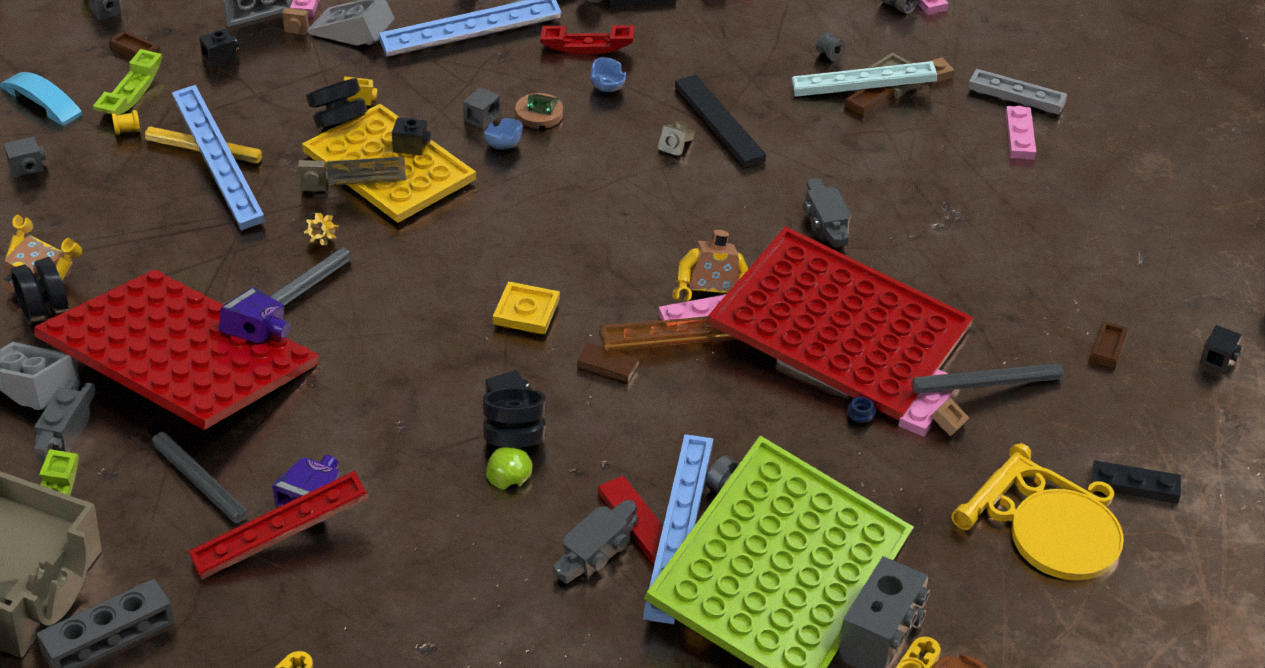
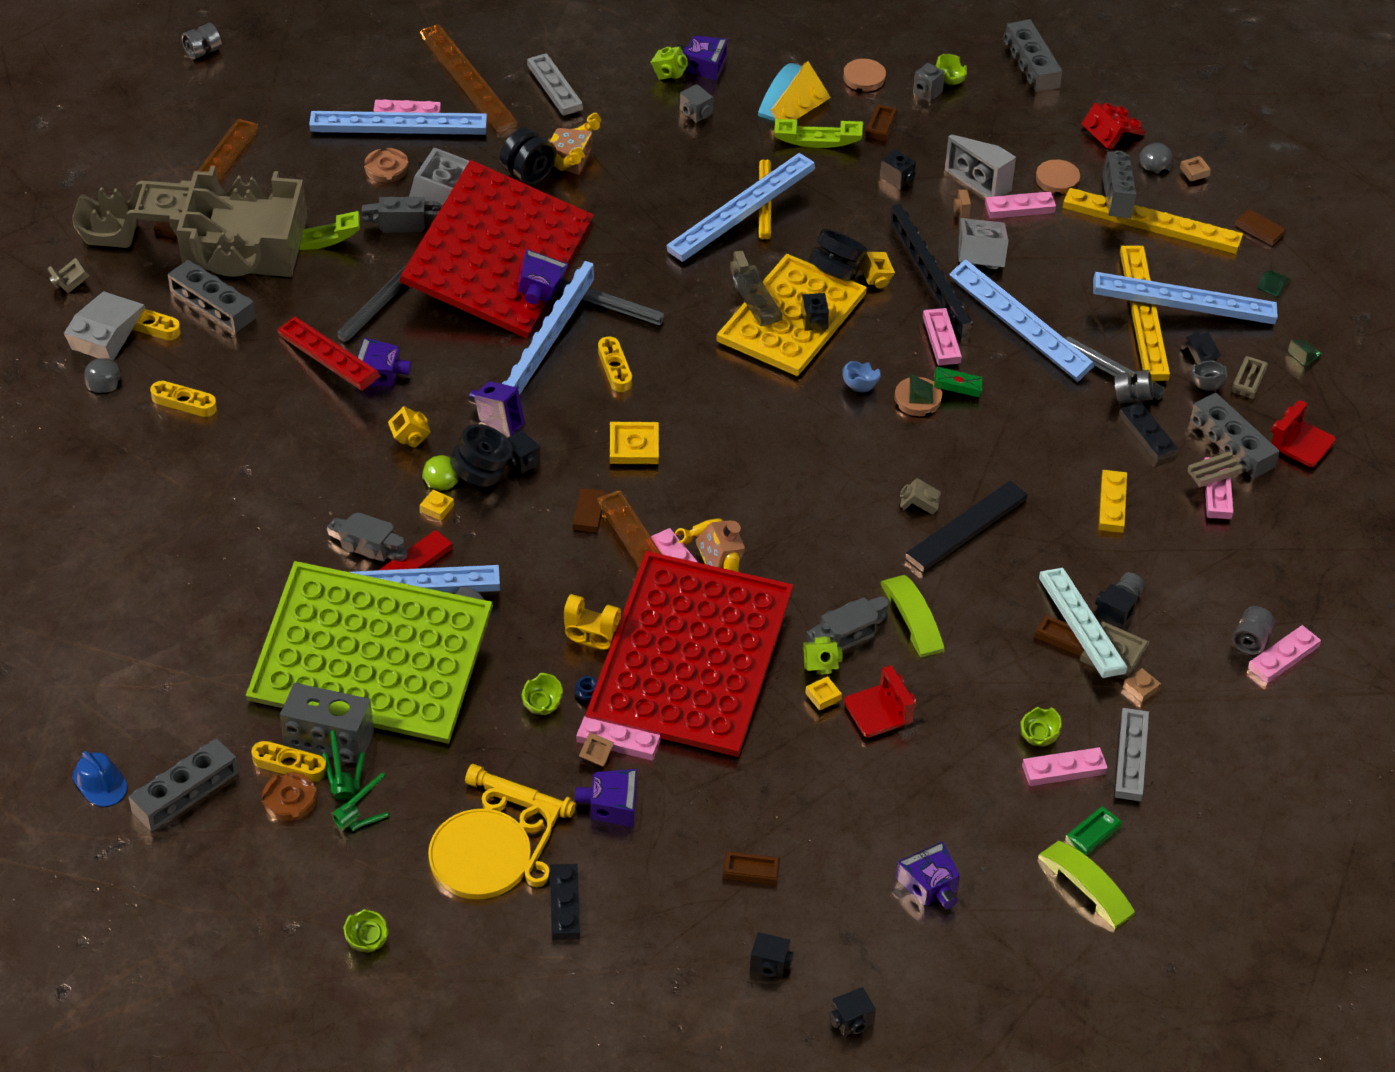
camera: 75 degrees right, 5 degrees up
(54, 40) = (864, 74): none -> nougat tile
(71, 83) = (801, 95): none -> yellow wing
(126, 122) = (768, 145): yellow bush -> none
(327, 226) = (678, 293): yellow gear -> none
(341, 335) = (551, 327): none -> light blue plate
(372, 301) = (616, 356): none -> yellow beam
(376, 61) = (930, 272): none -> black plate
(435, 393) = (499, 407): none -> dark purple torso
(436, 486) = (409, 427): none -> yellow brick
(468, 76) = (942, 336): none -> bright pink plate
(481, 108) = (896, 354): dark grey brick -> none
(535, 80) = (958, 382): none -> green tile
(555, 481) = (437, 505): none -> yellow plate
(587, 43) = (1041, 403): red slope -> none
(607, 75) = (986, 427): medium blue hair -> none
(717, 33) = (1112, 501): none -> yellow plate
(785, 384) = (590, 626): none -> yellow piece
(827, 169) = (916, 614): none -> lime slope
(849, 56) = (1116, 605): none -> black brick
(867, 237) = (813, 652): none -> lime brick
(870, 439) = (542, 694): none -> lime hair
(908, 250) = (823, 693): none -> yellow plate
(932, 213) = (882, 706): none -> red bracket
(959, 625) = (343, 785): none -> green plant
(982, 128) = (1041, 726): none -> lime hair
(987, 378) = (654, 770): dark grey axle -> none
(1002, 629) = (347, 814): none -> green plant
(1014, 415) = (611, 796): none -> dark purple torso
(1094, 134) = (1093, 831): none -> green tile
(1125, 155) = (1091, 880): none -> lime slope
(1138, 231) = (930, 876): none -> dark purple torso
(1170, 638) = (366, 931): none -> lime hair

